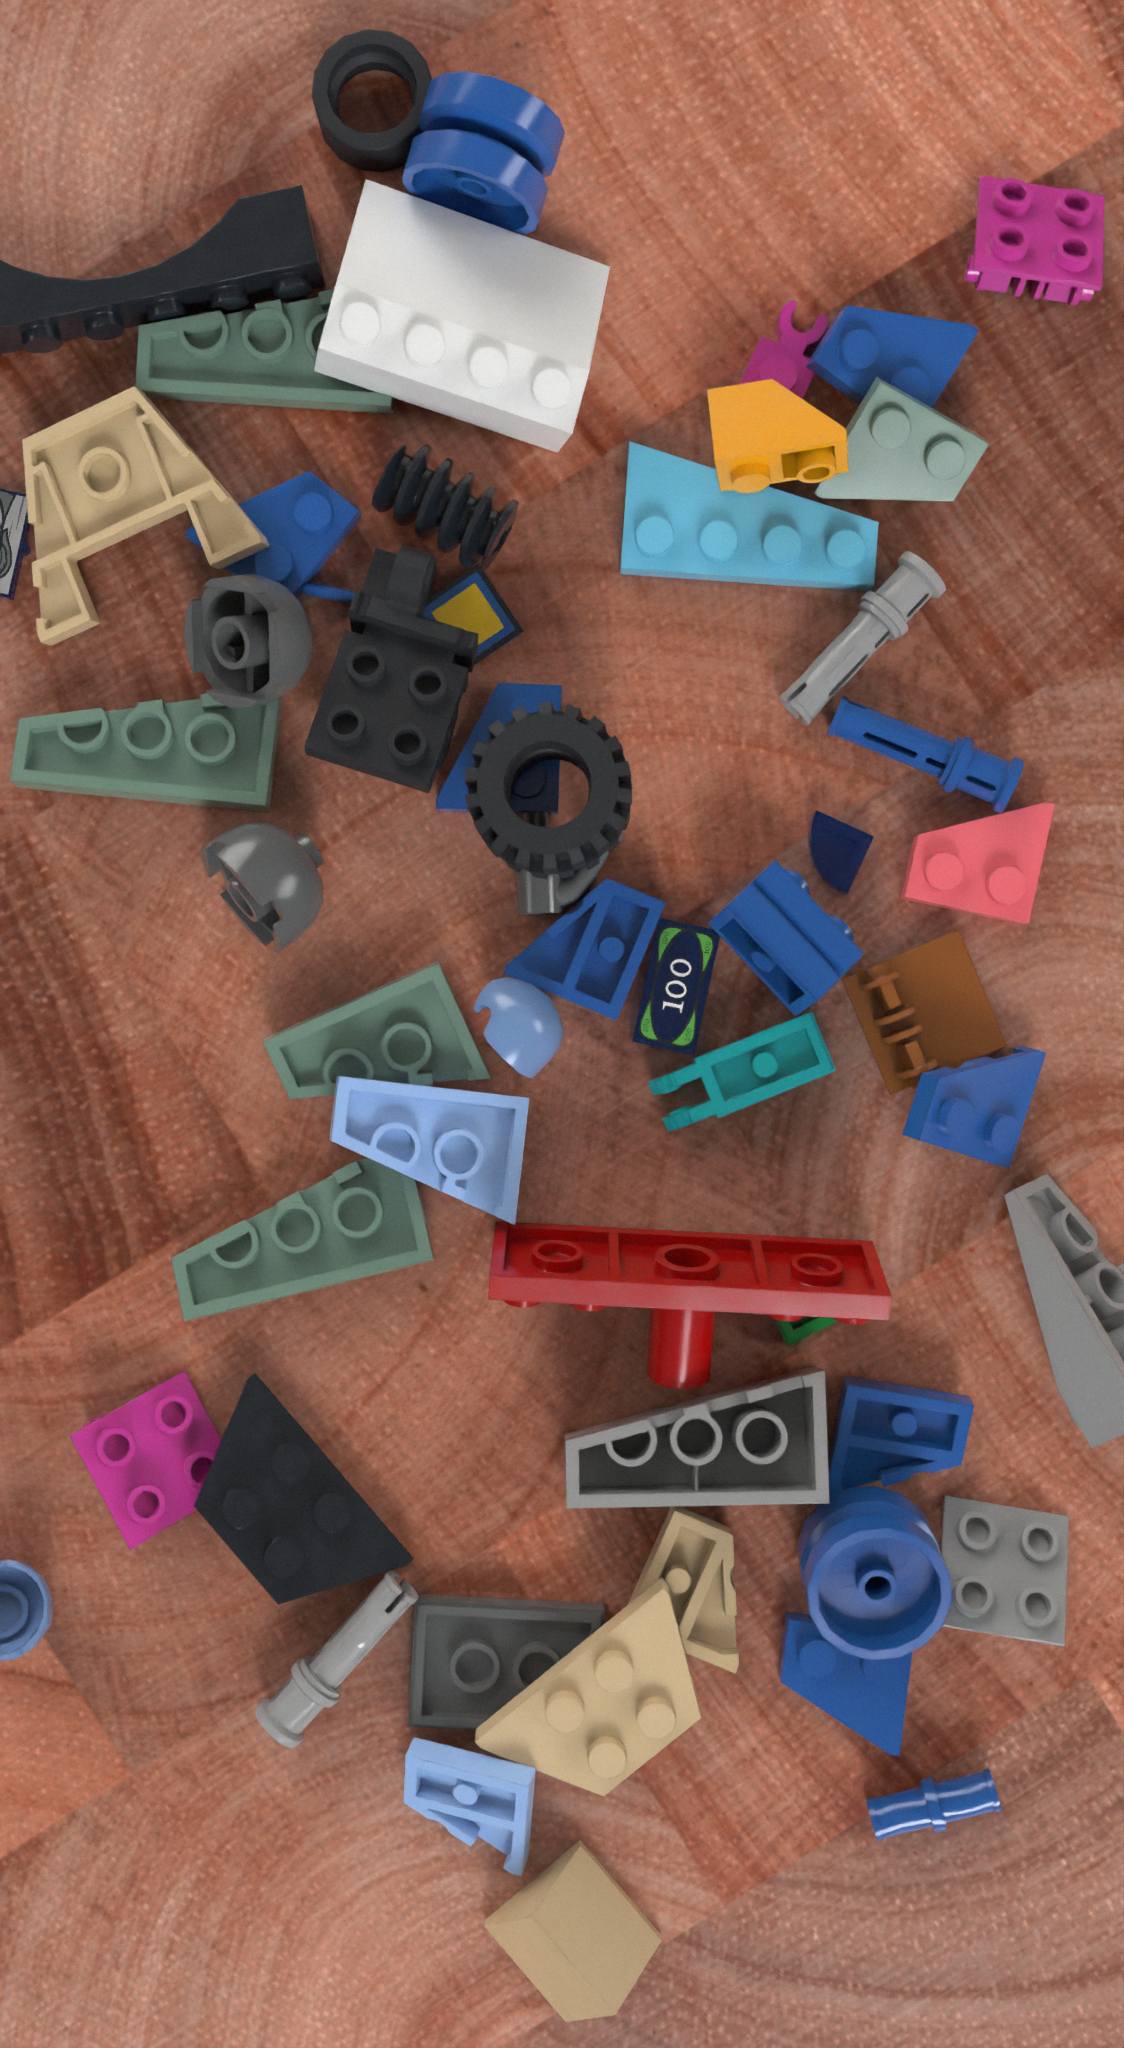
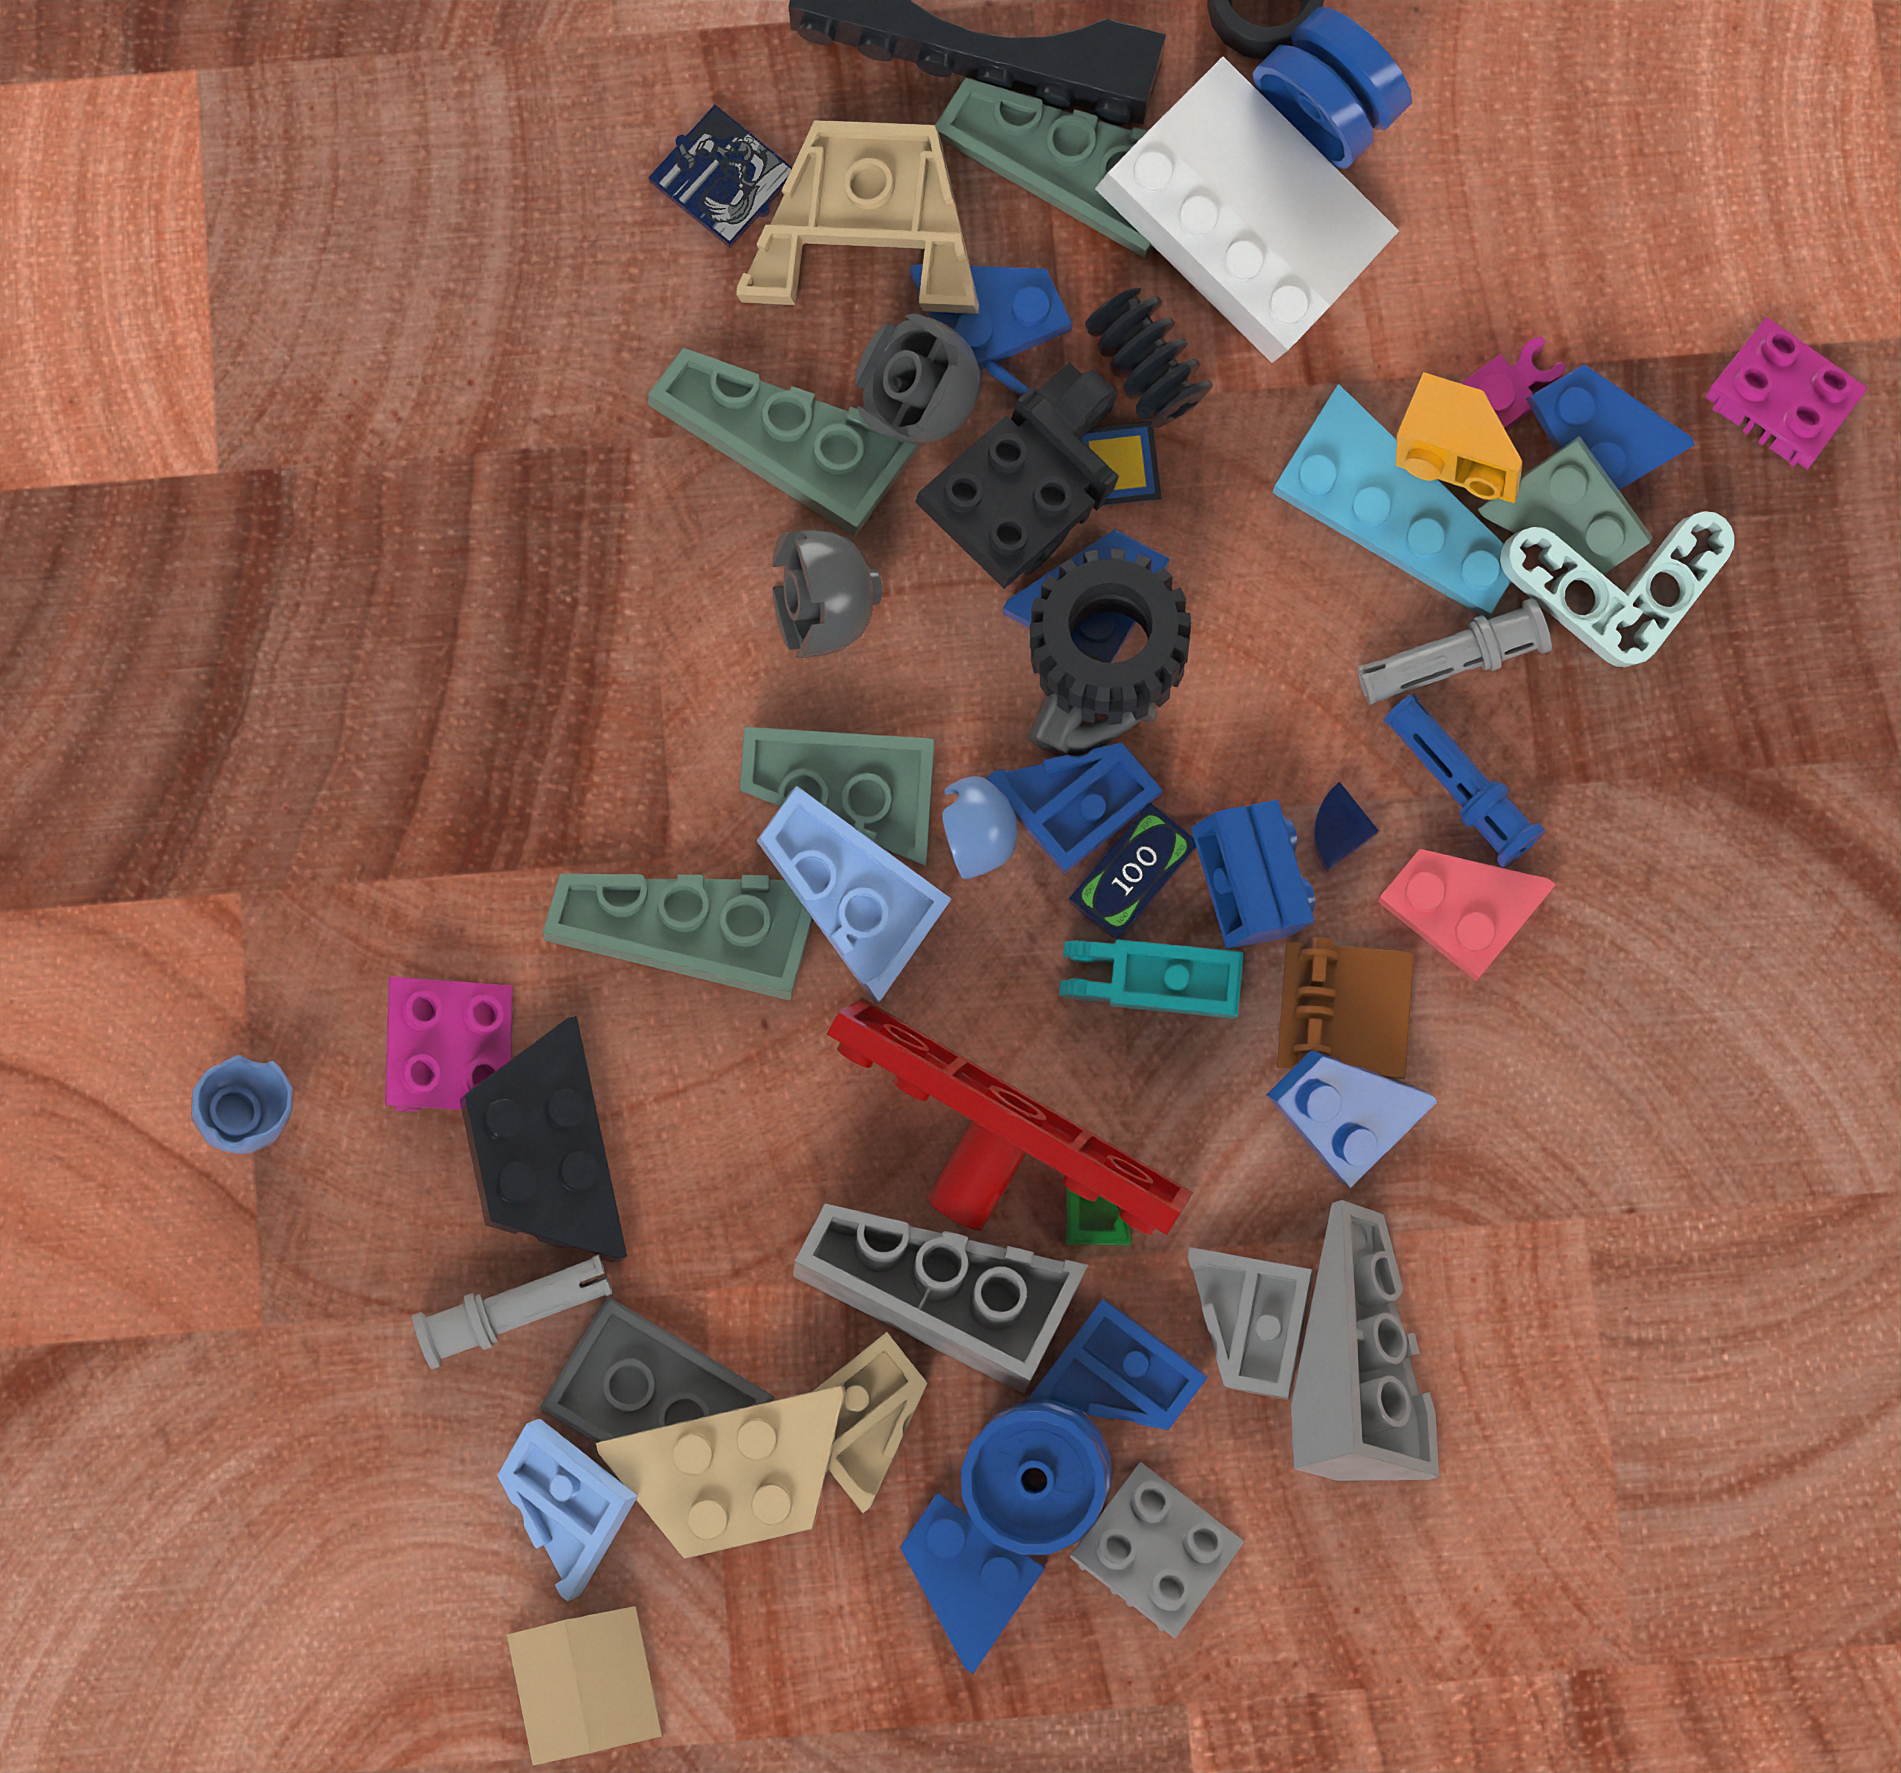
camera: 25 degrees right, 10 degrees down
(933, 1804) = (980, 1737): blue pin -> none
(981, 519) = (1613, 606): none -> light aqua beam
(984, 1327) = (1253, 1318): none -> light grey wing

